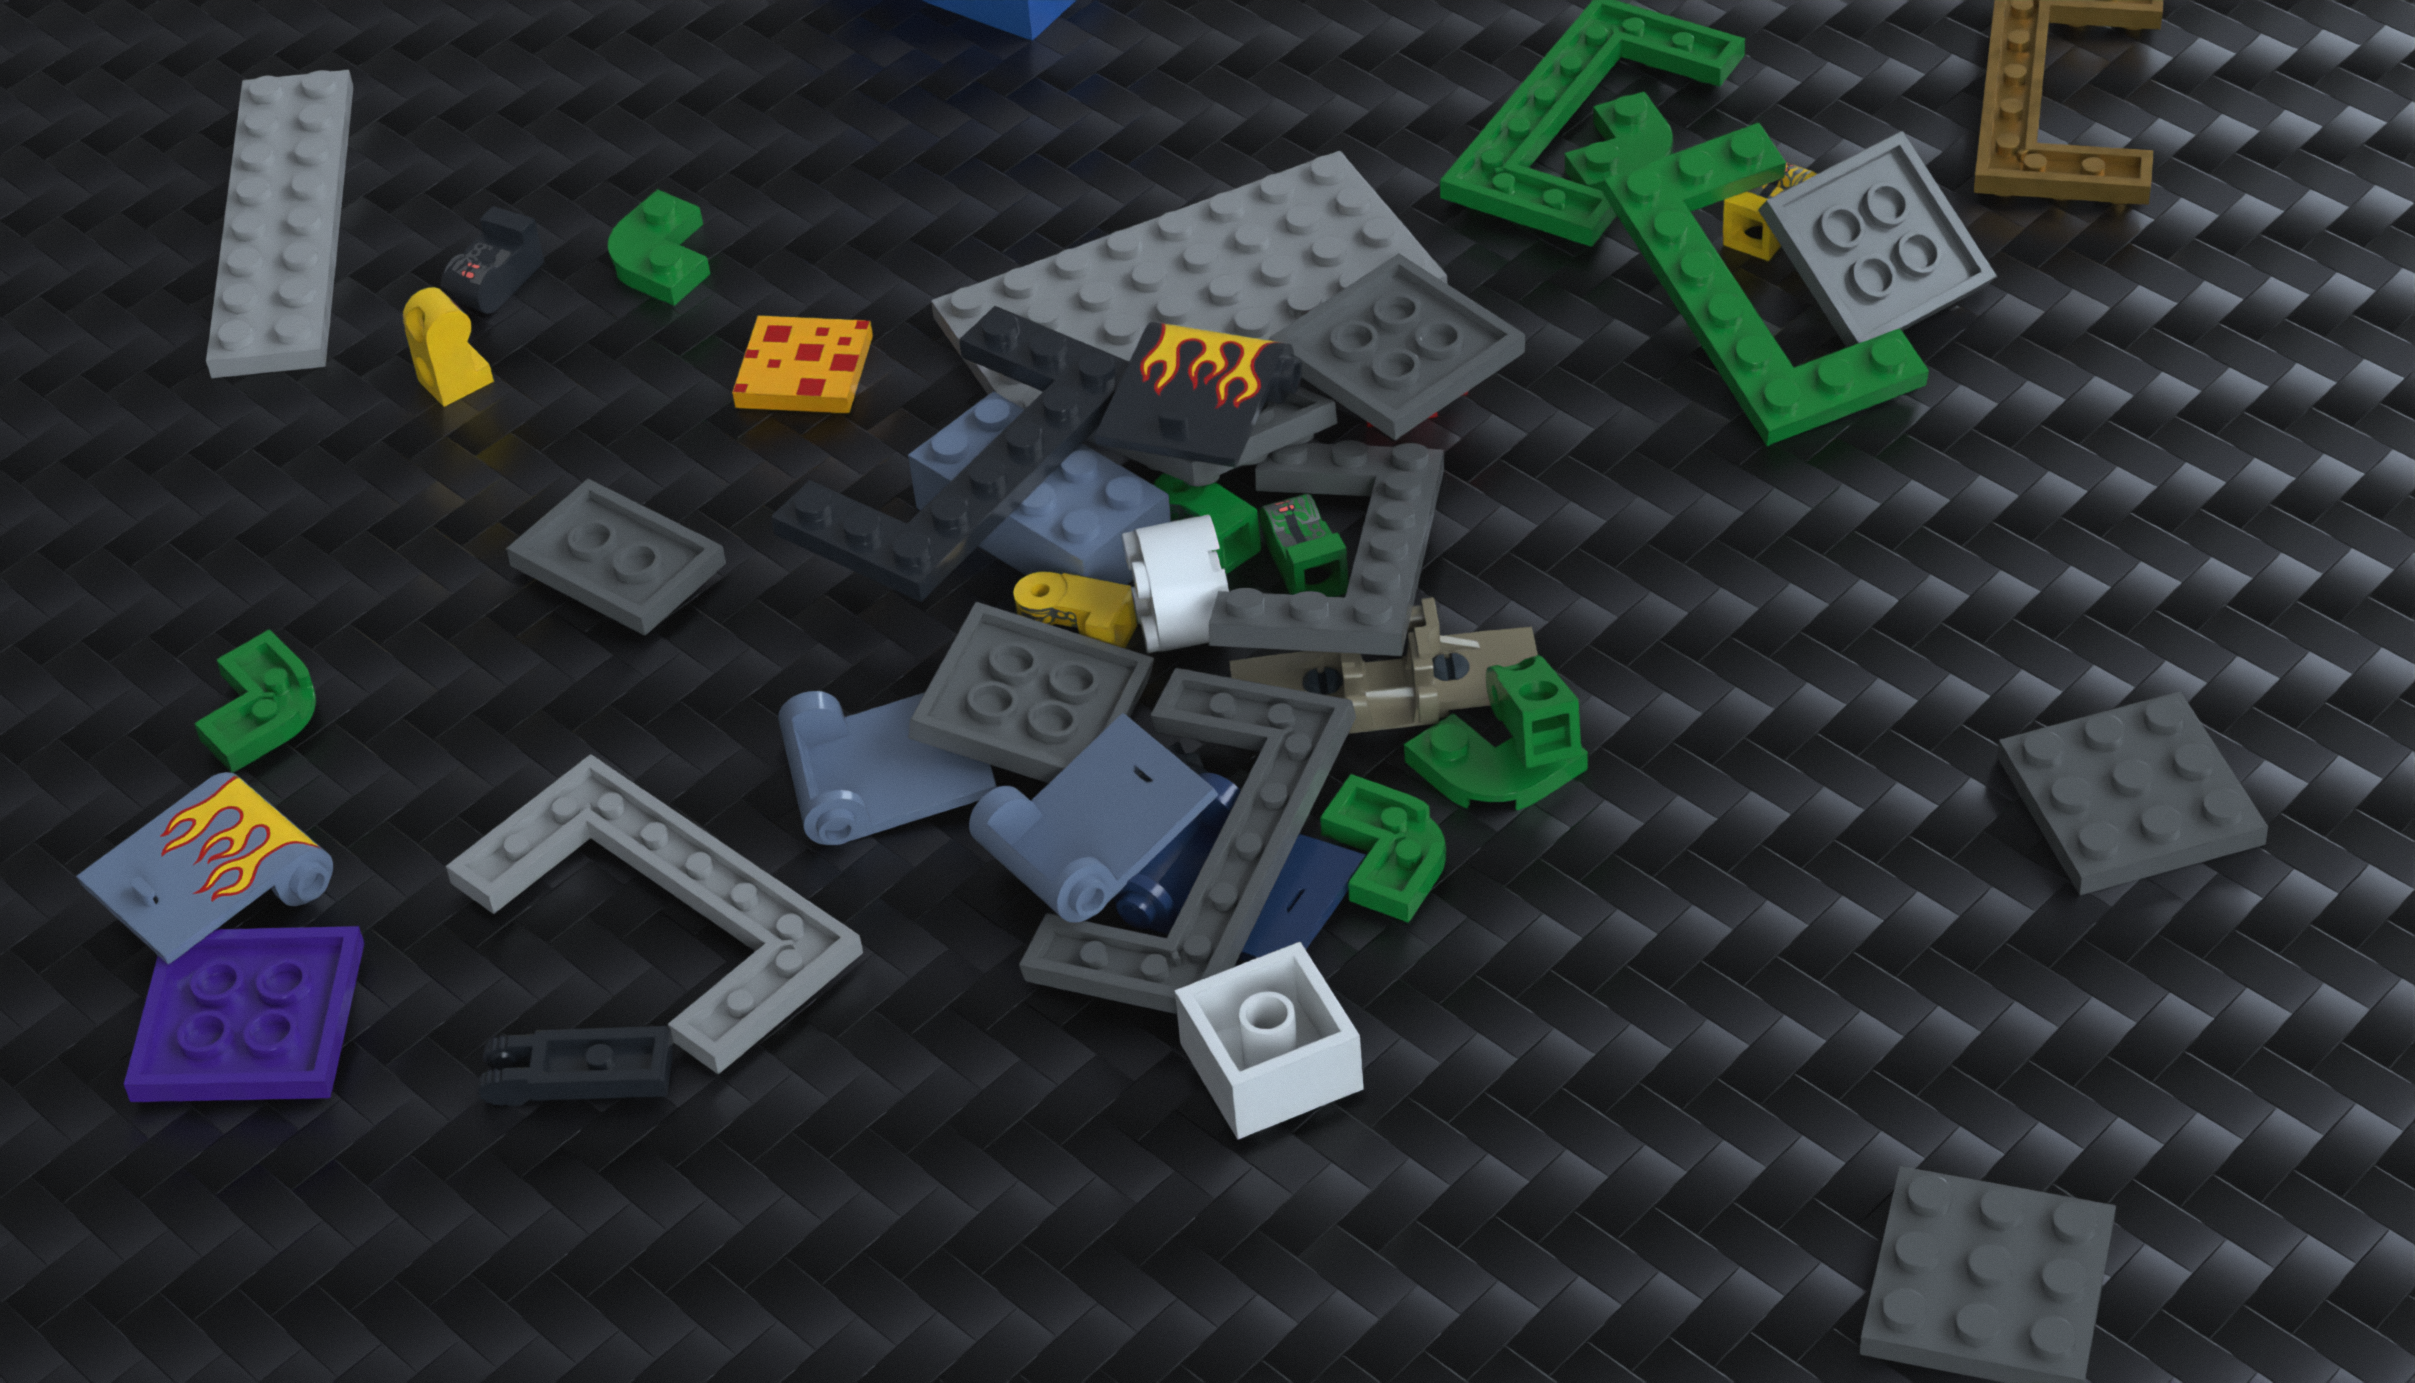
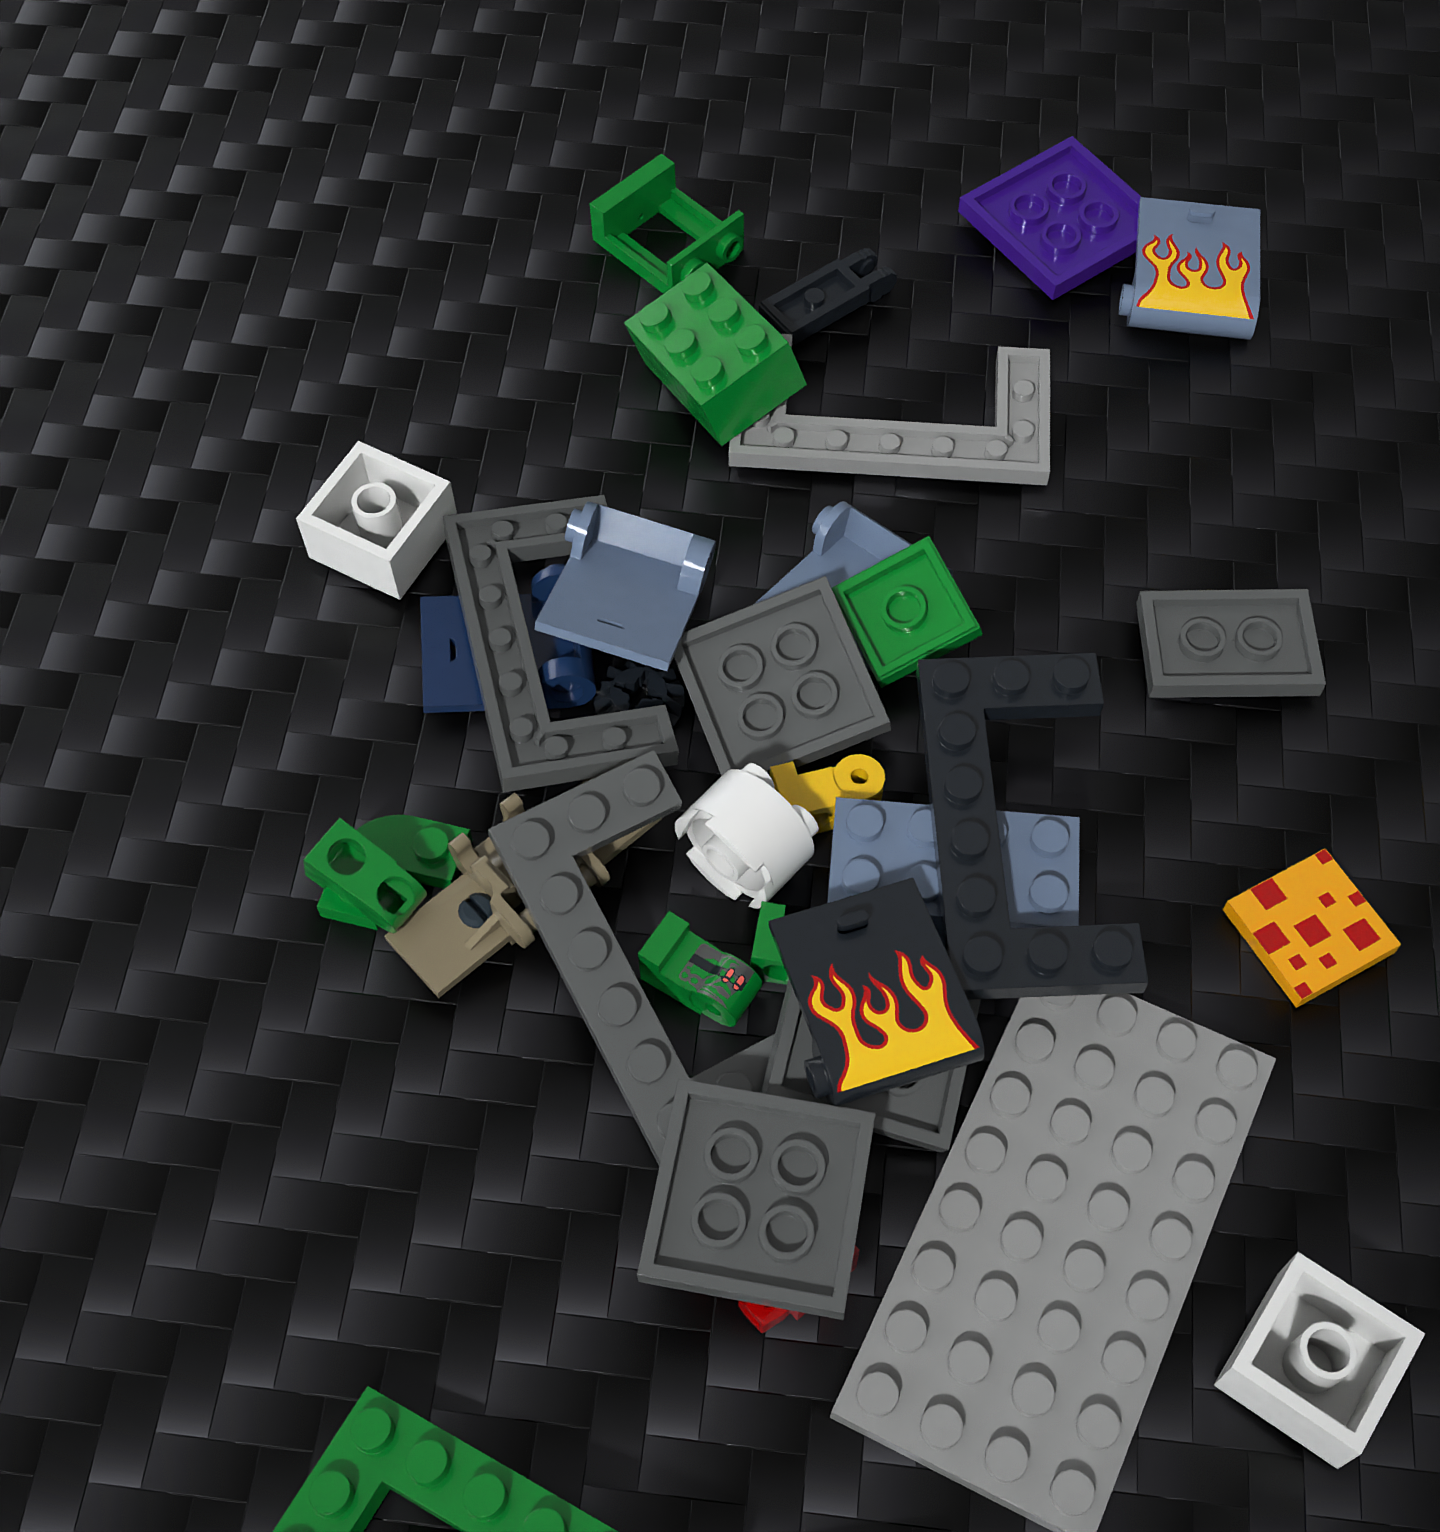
camera: 140 degrees right, 15 degrees up
(271, 707) = (1318, 406): green plate -> none
(661, 1294) = (652, 192): none -> green panel
(780, 1007) = (716, 353): none -> green brick
(863, 681) = (906, 611): none -> green plate
(1104, 141) = (1320, 1361): none -> white brick
(1401, 841) = (414, 749): green plate -> none

